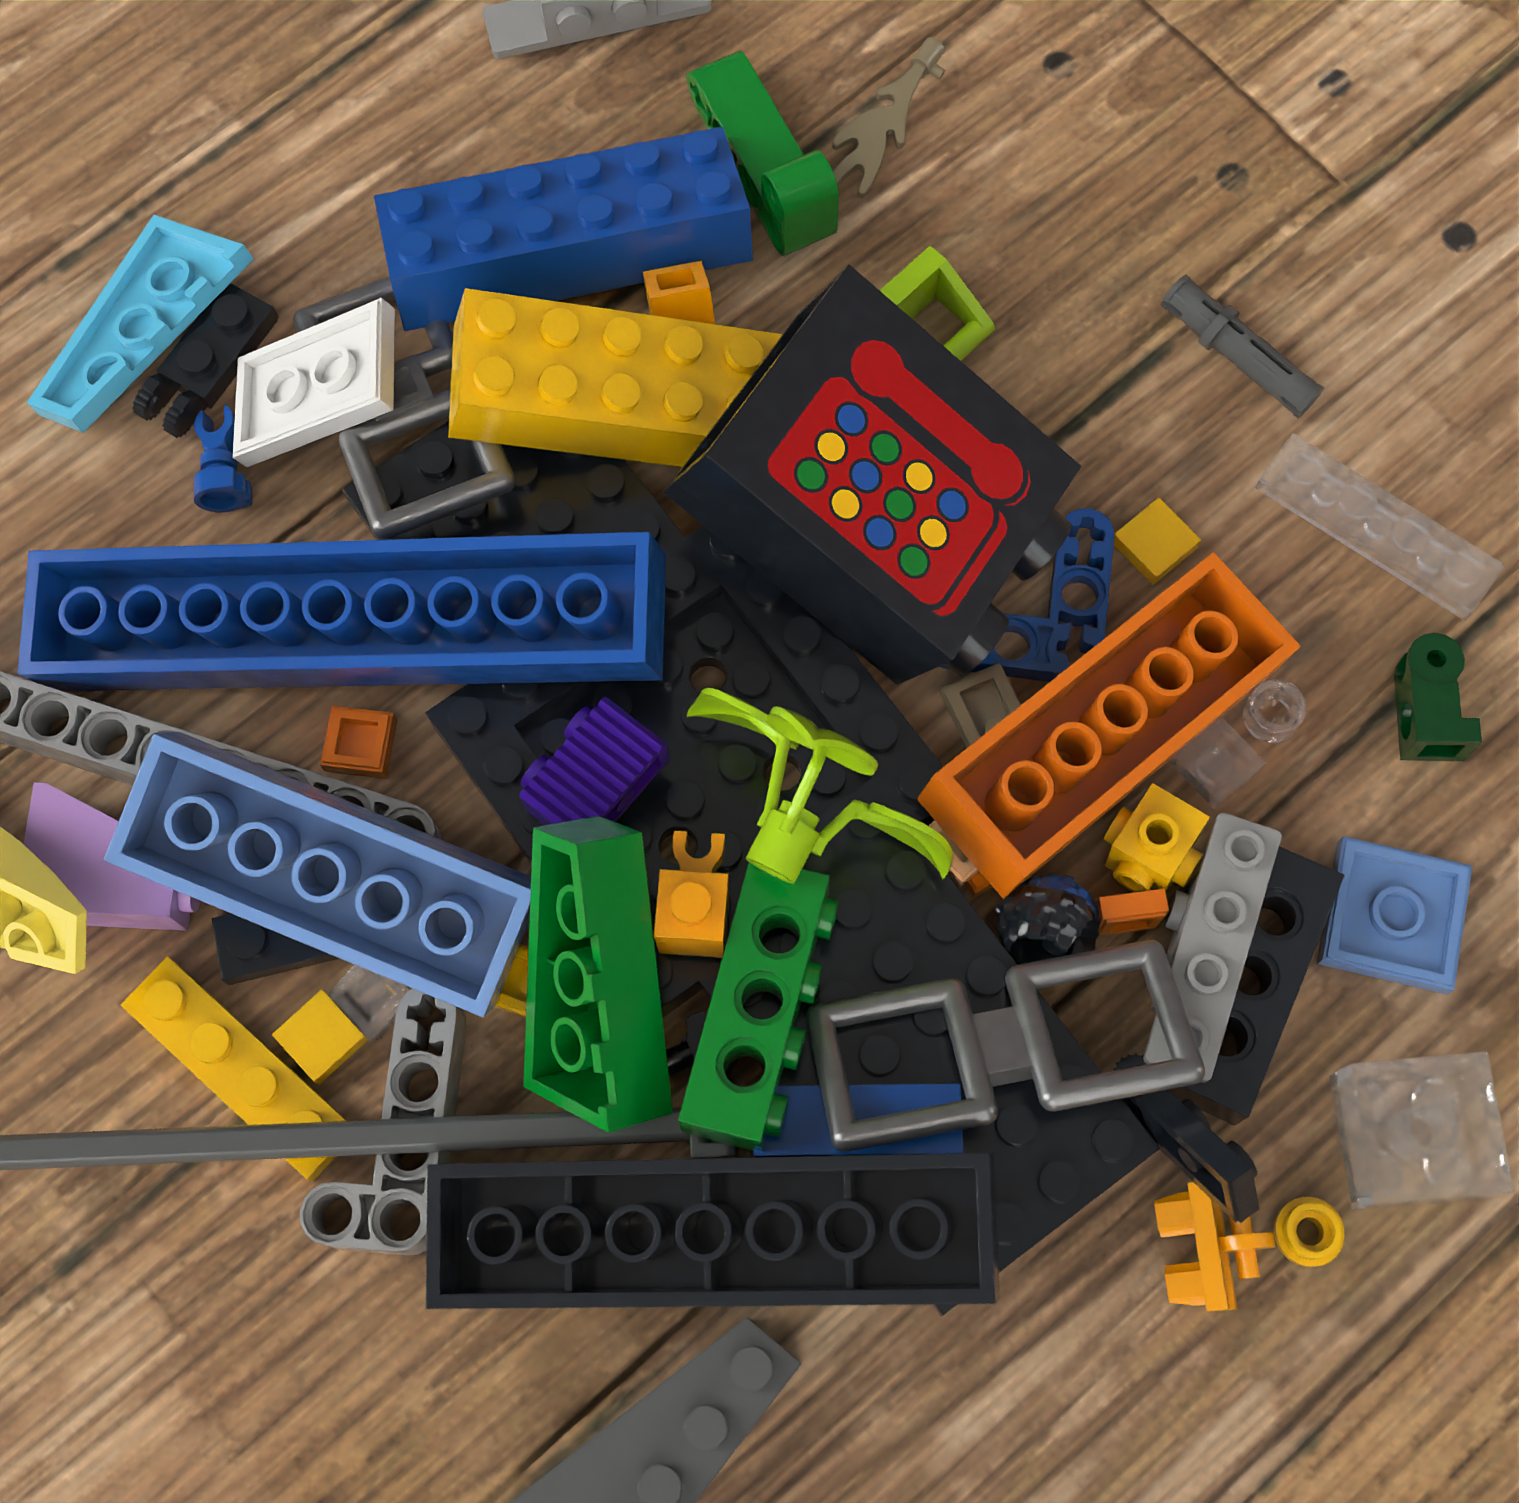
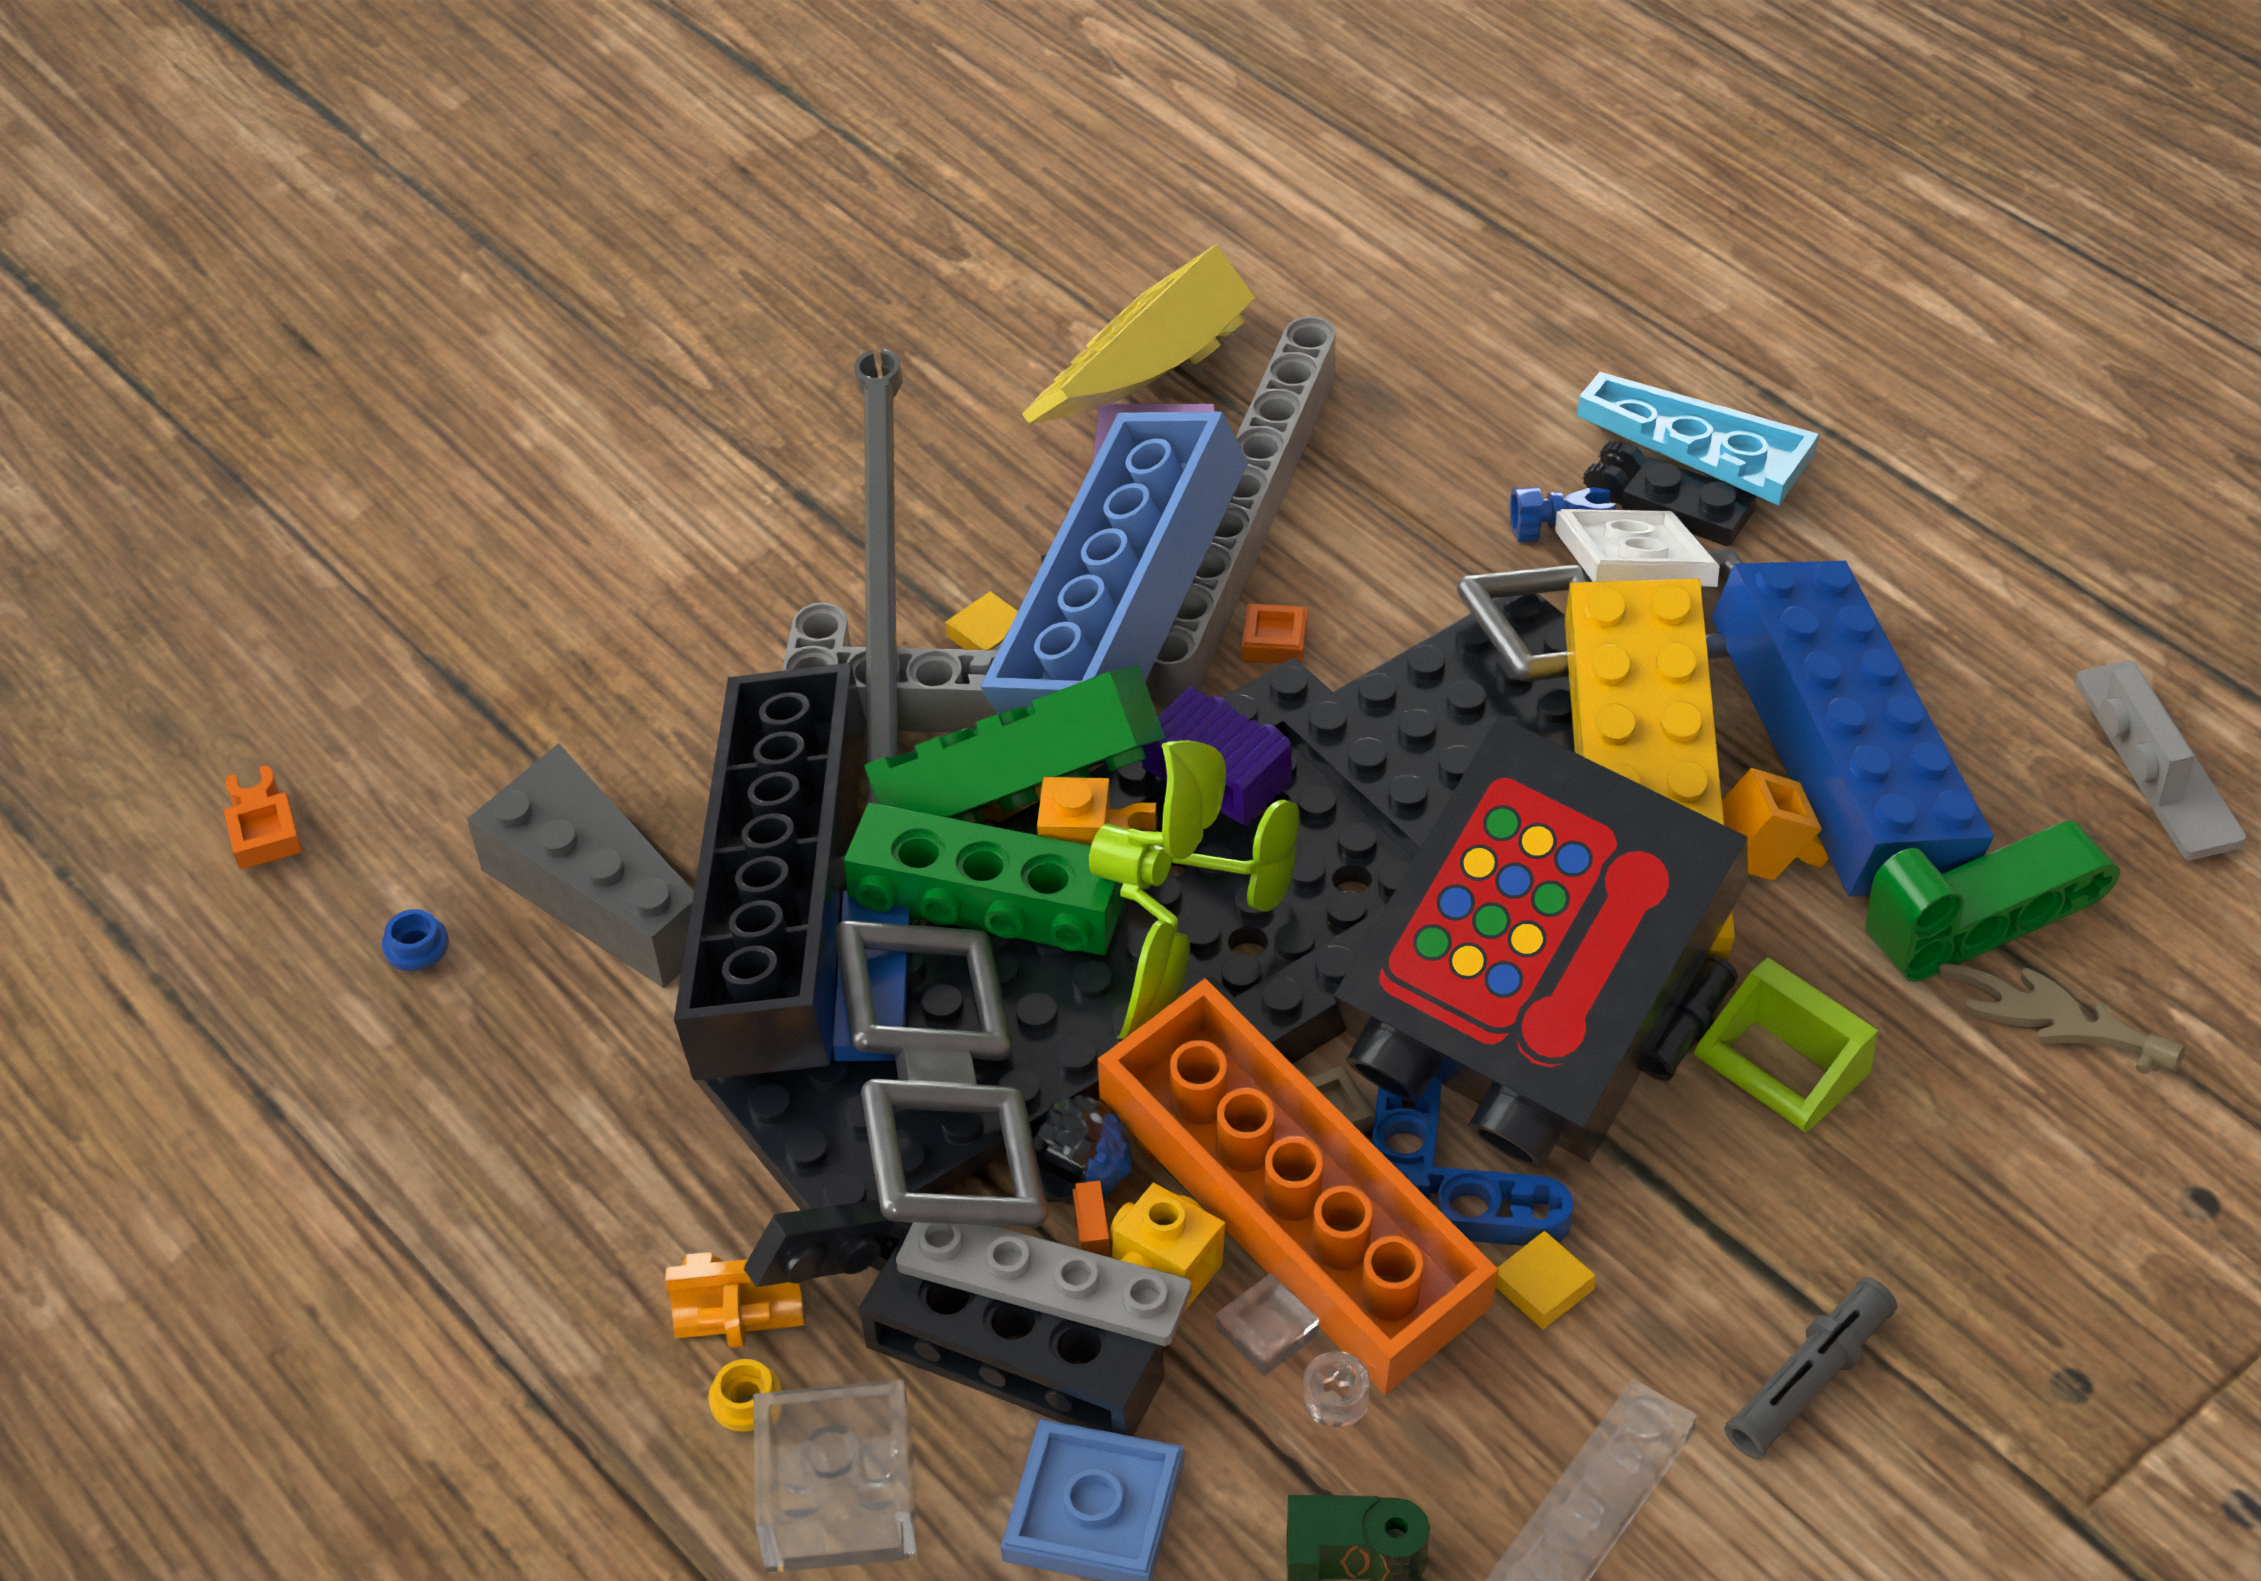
camera: 90 degrees right, 25 degrees down
(227, 1056) = (971, 569): yellow plate -> none
(346, 613) = (1374, 585): blue brick -> none

